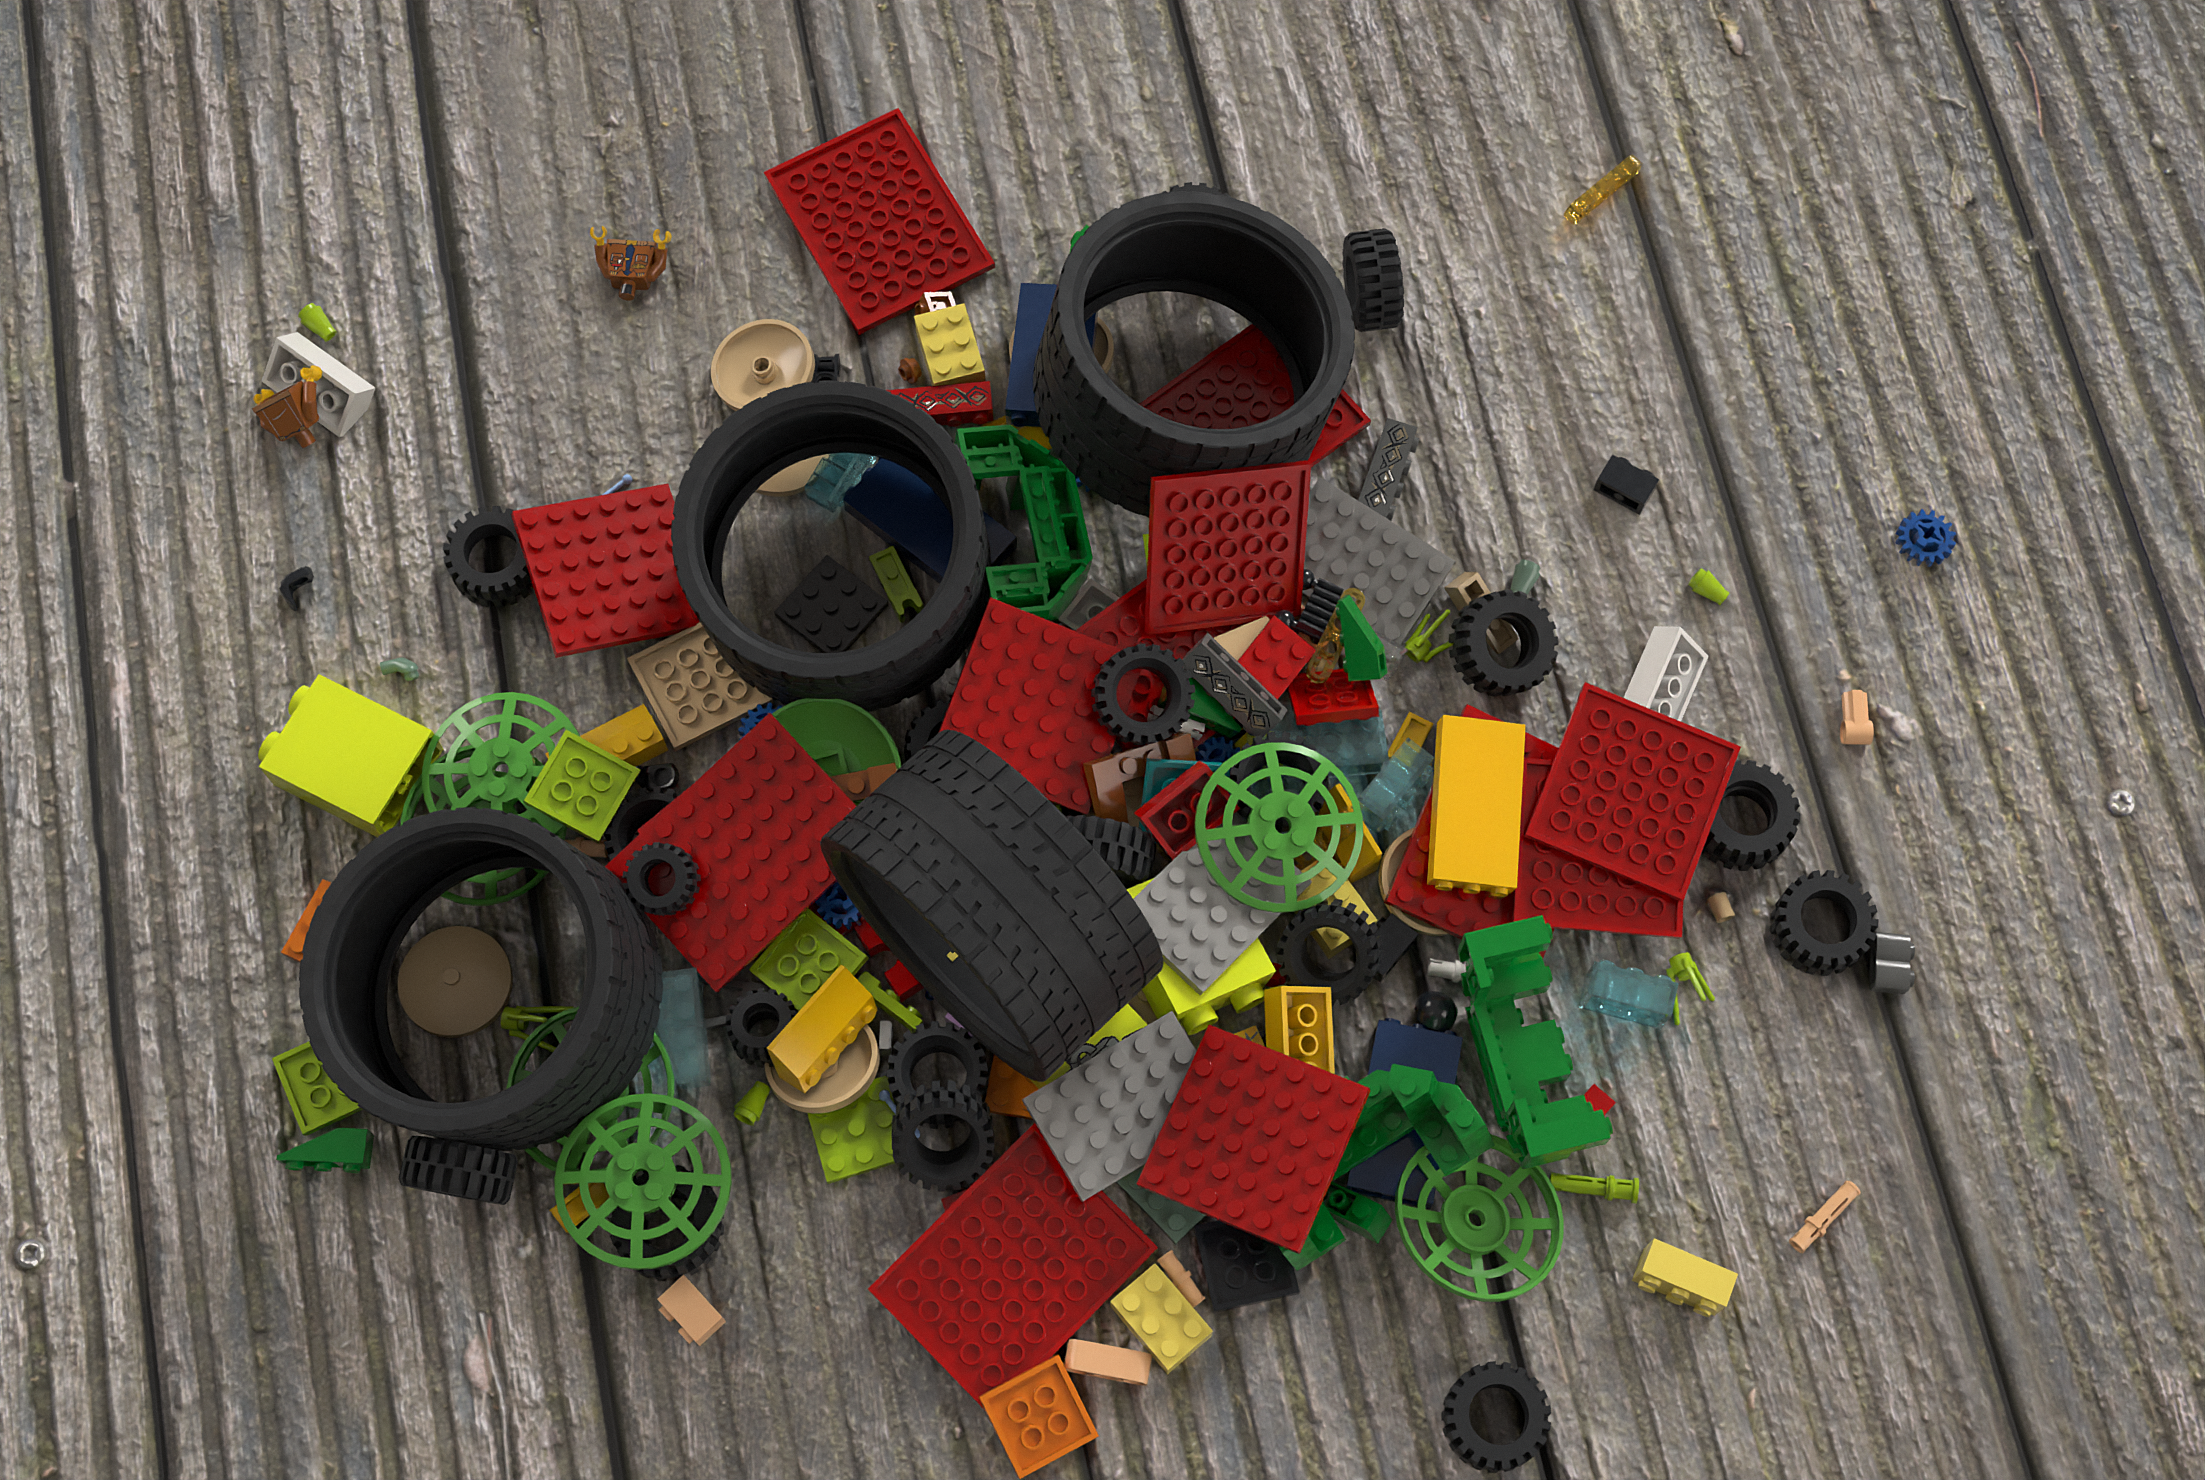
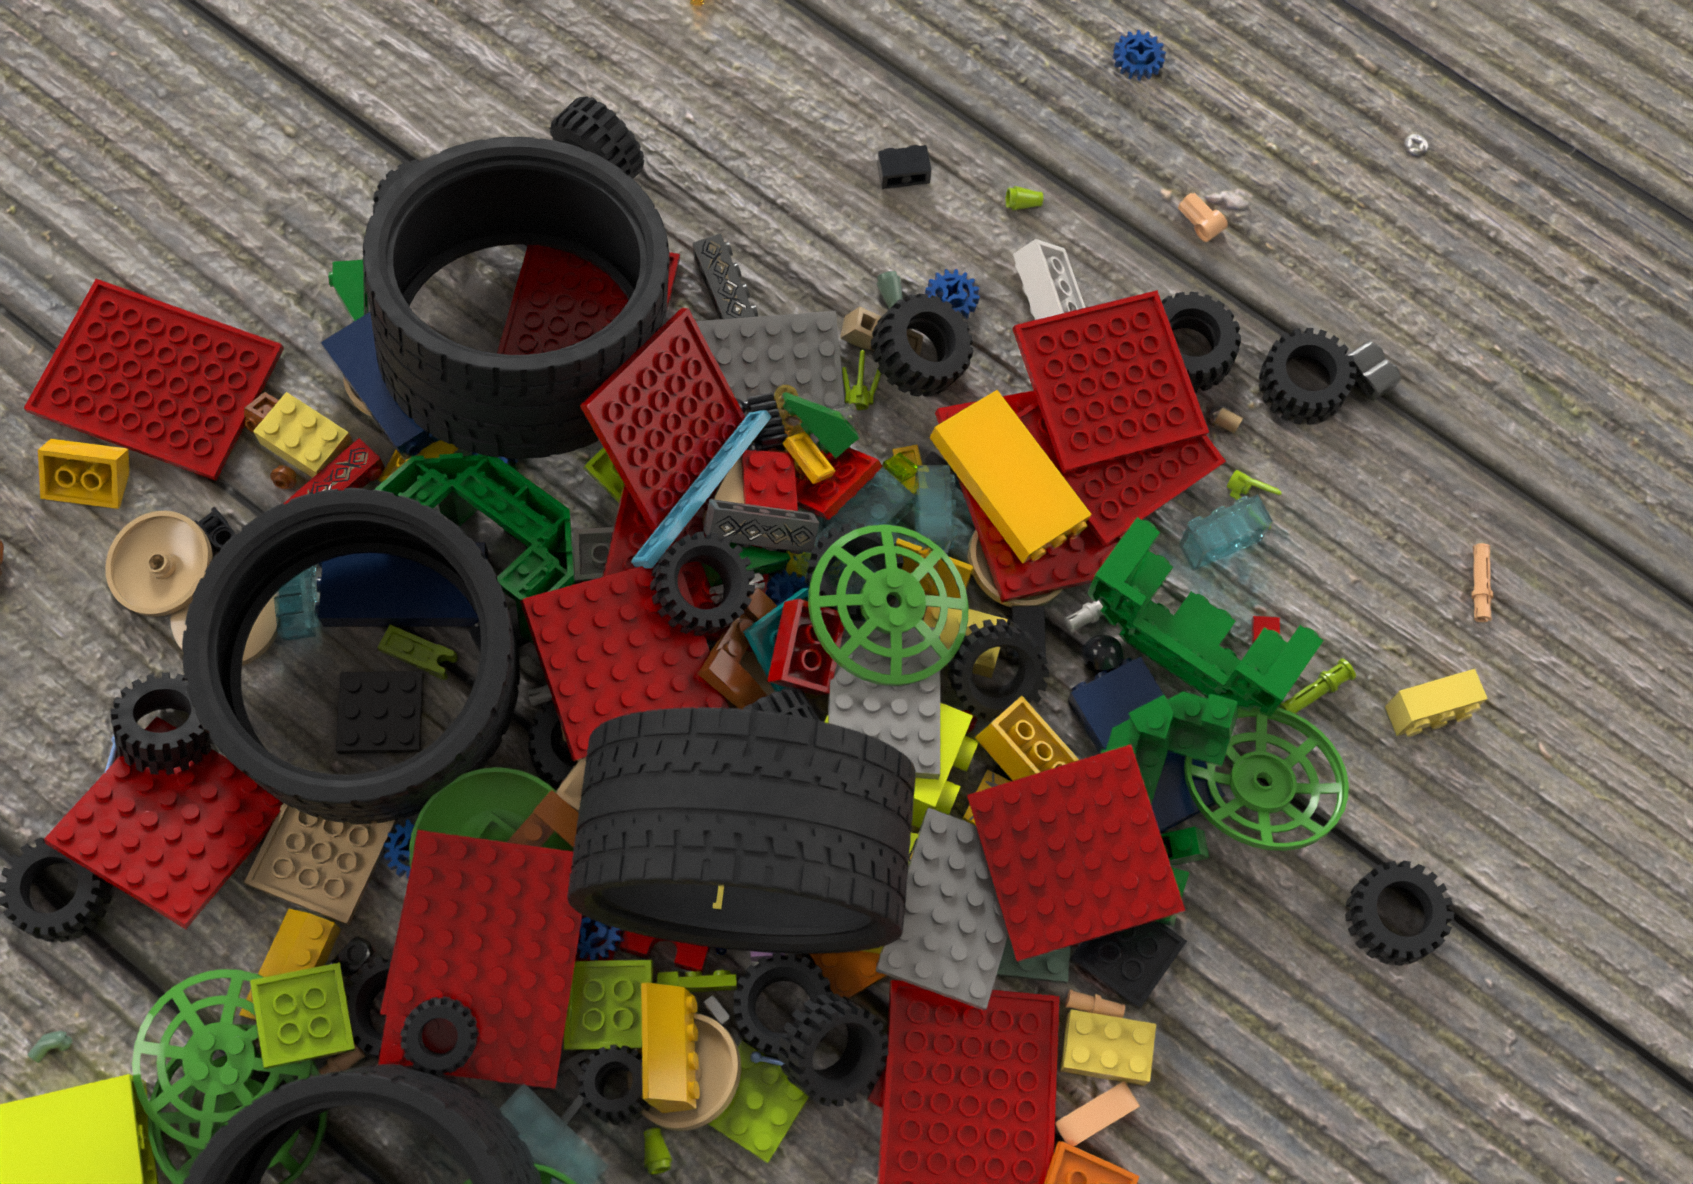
camera: 45 degrees left, 0 degrees up
(634, 498) = (158, 749): none -> black tyre
(766, 255) = (83, 473): none -> yellow slope
(1212, 620) = (700, 489): none -> medium azure tile
(1325, 663) = (809, 457): none -> yellow tile
(1397, 729) = (900, 467): none -> clear neon green plate
(1575, 612) = (948, 285): none -> blue gear

